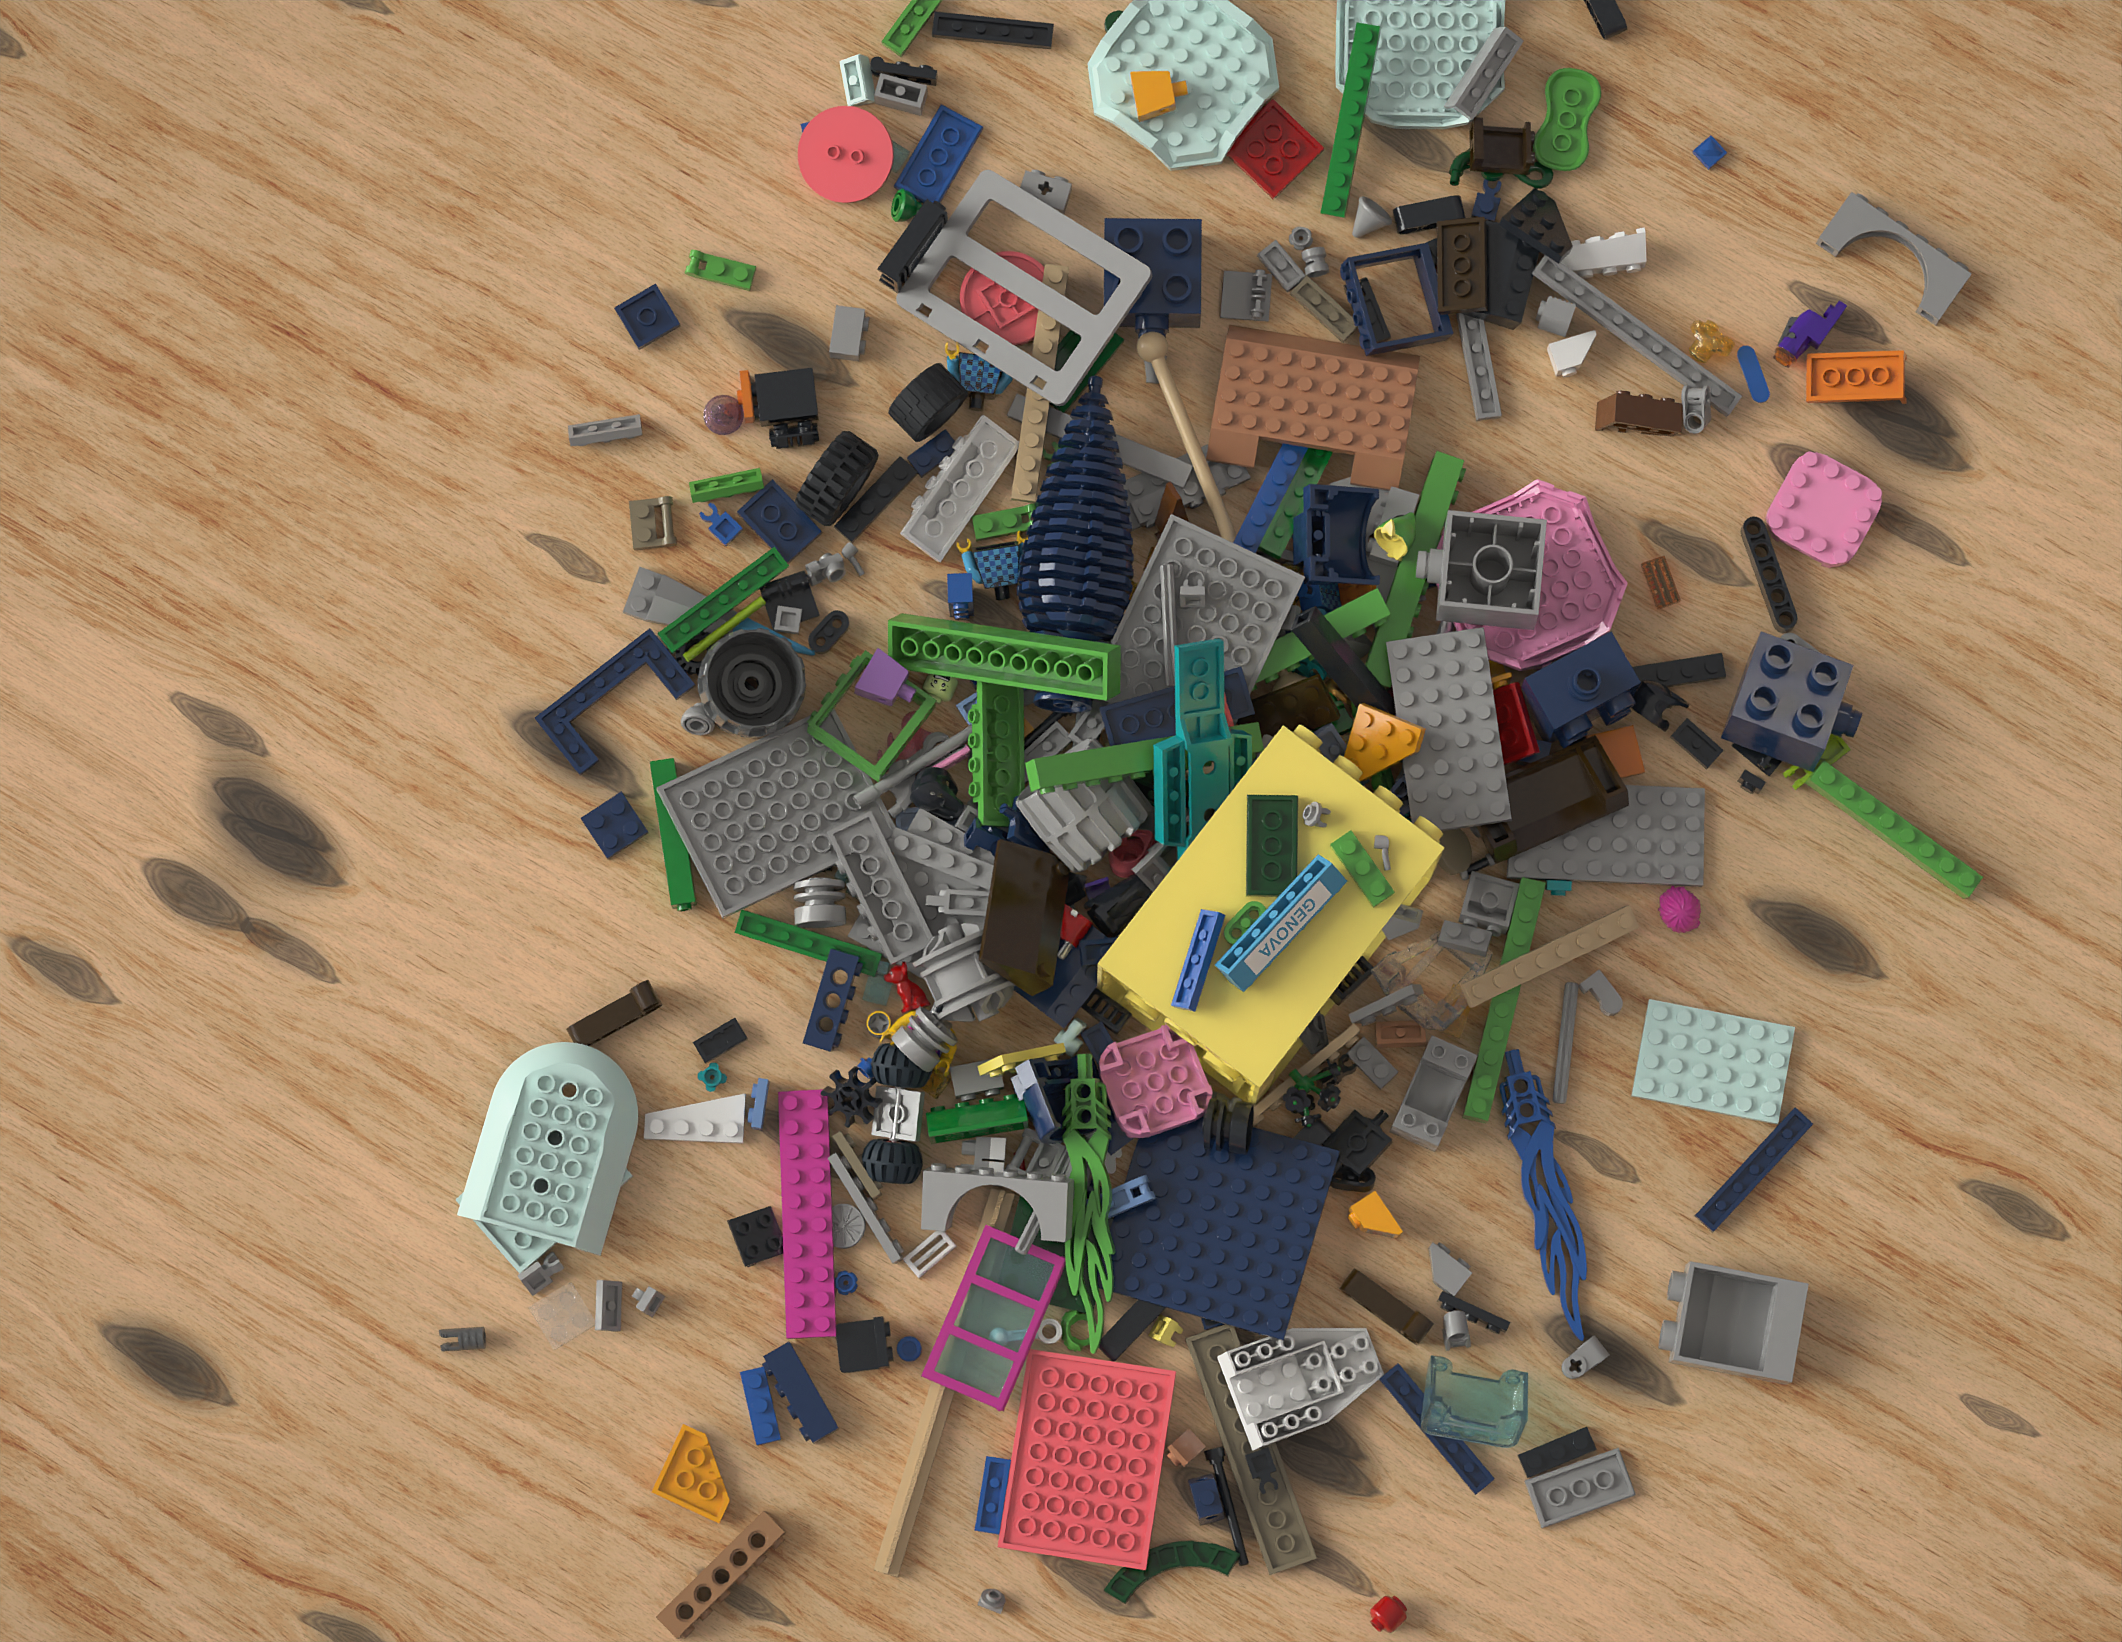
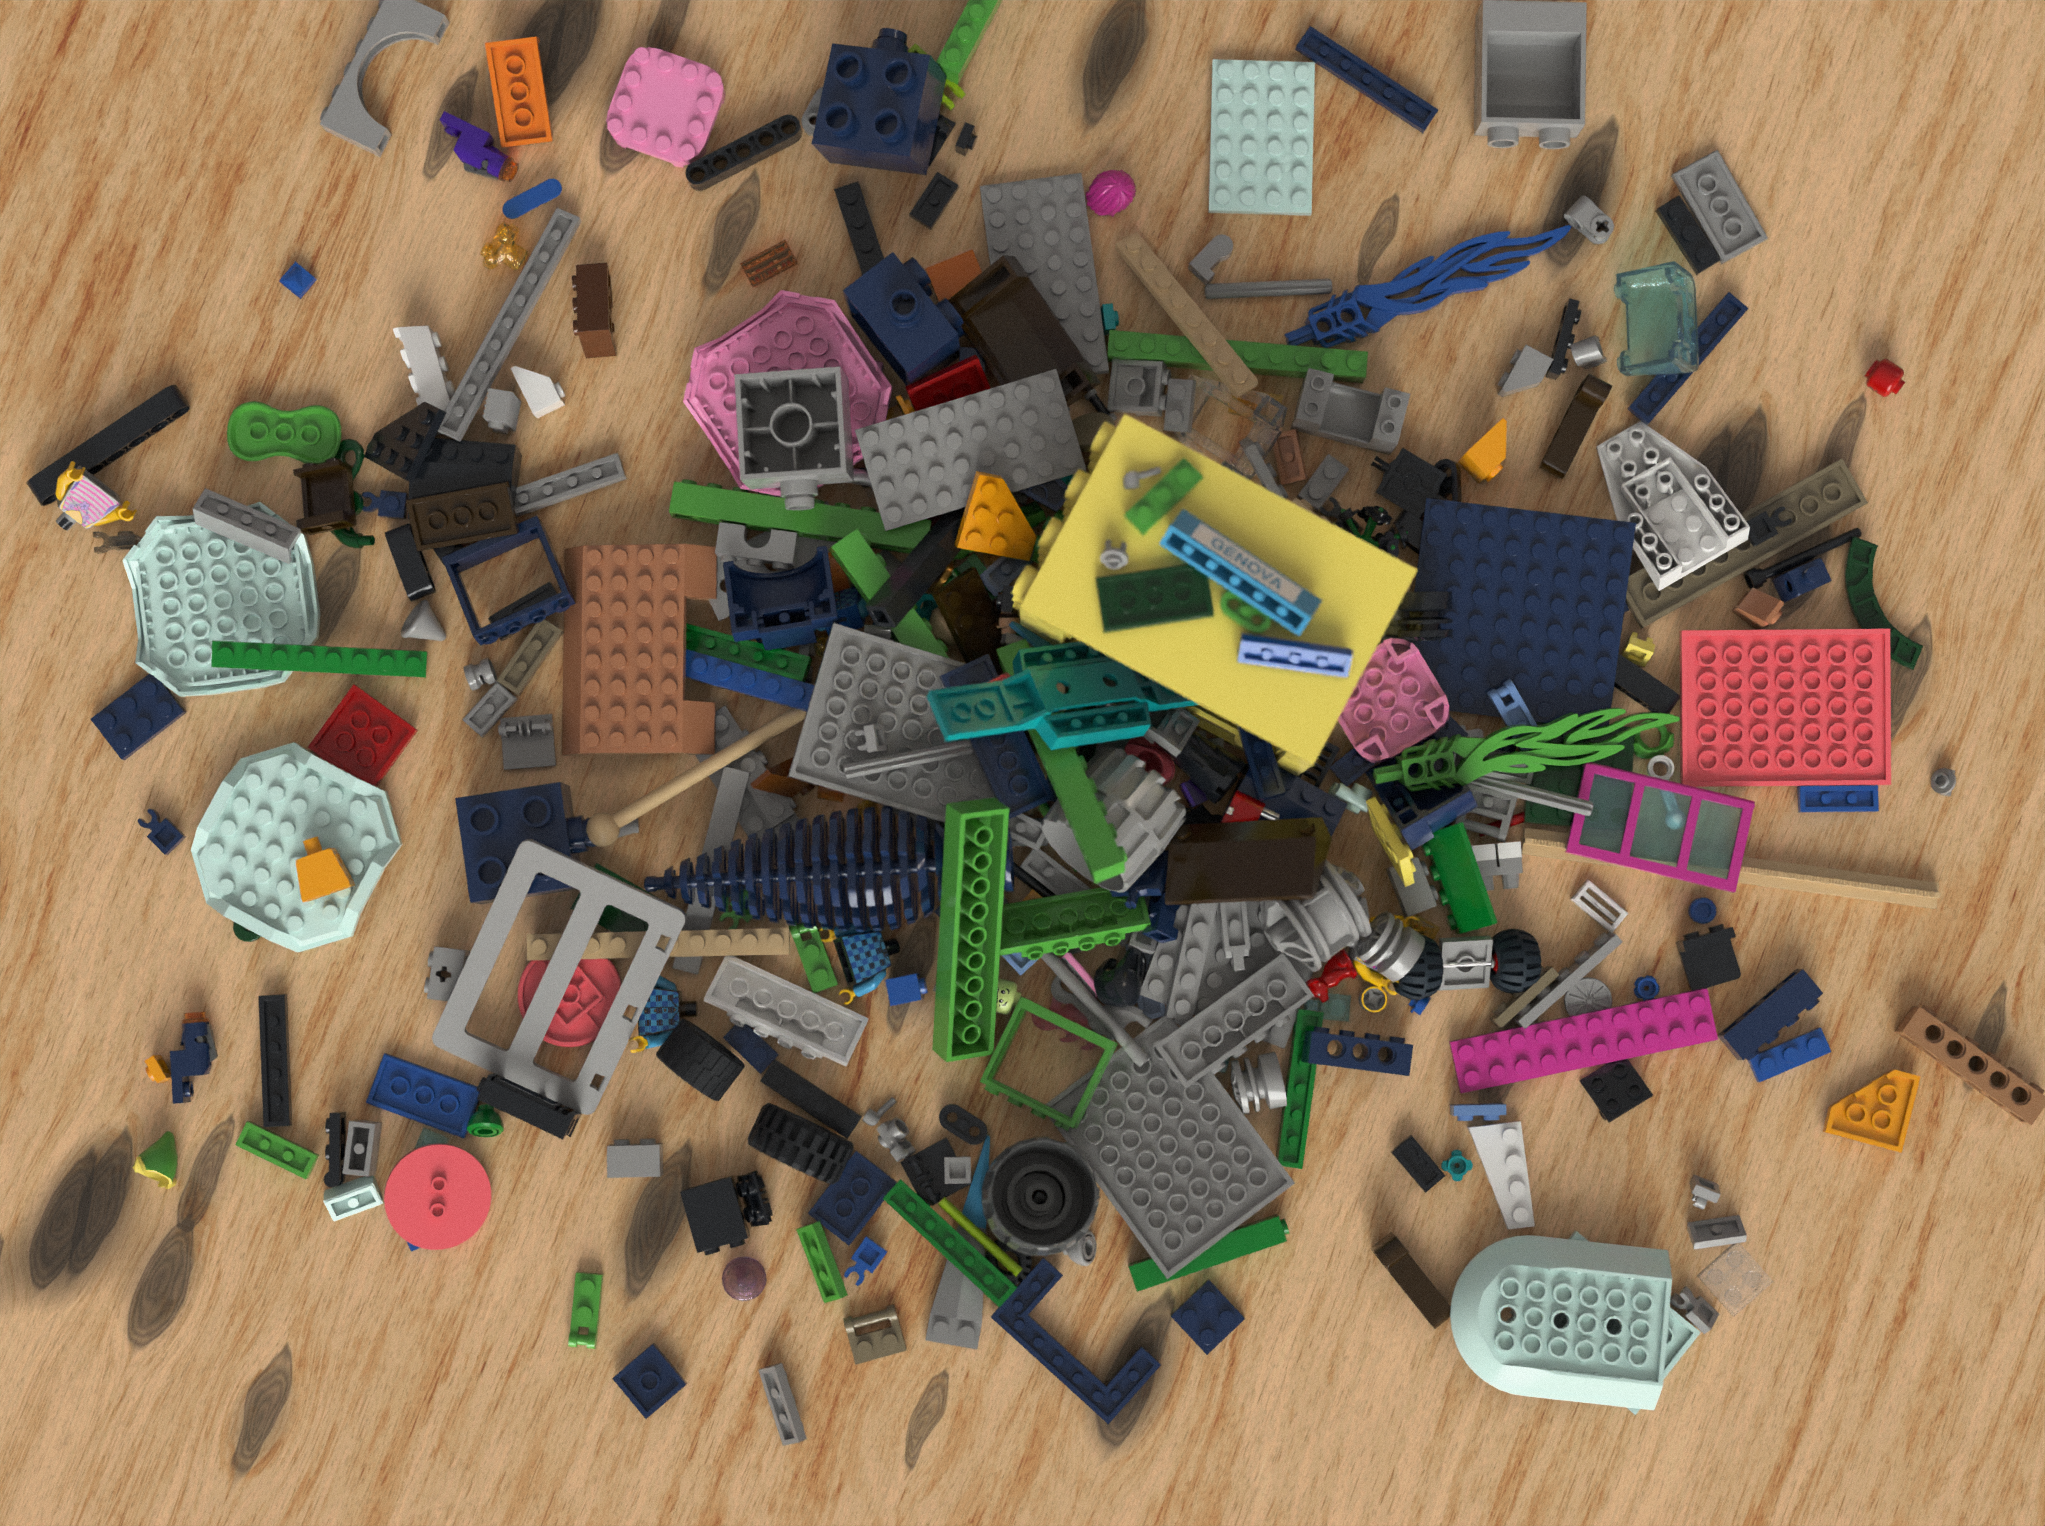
camera: 100 degrees left, 5 degrees up
(468, 1338) = (1778, 1379): dark grey hinge -> none
(745, 396) = (722, 1258): orange plate -> none
(851, 1096) = (1456, 1014): black gear -> none
(884, 680) = (1011, 1054): medium lavender torso -> none
(1047, 1195) = (1531, 790): light grey arch -> none
(1300, 244) = (454, 687): light grey plate -> none
(1397, 535) = (769, 536): hat -> none
(1653, 699) = (899, 242): black helmet -> none
(1696, 403) = (575, 251): light grey piece -> none

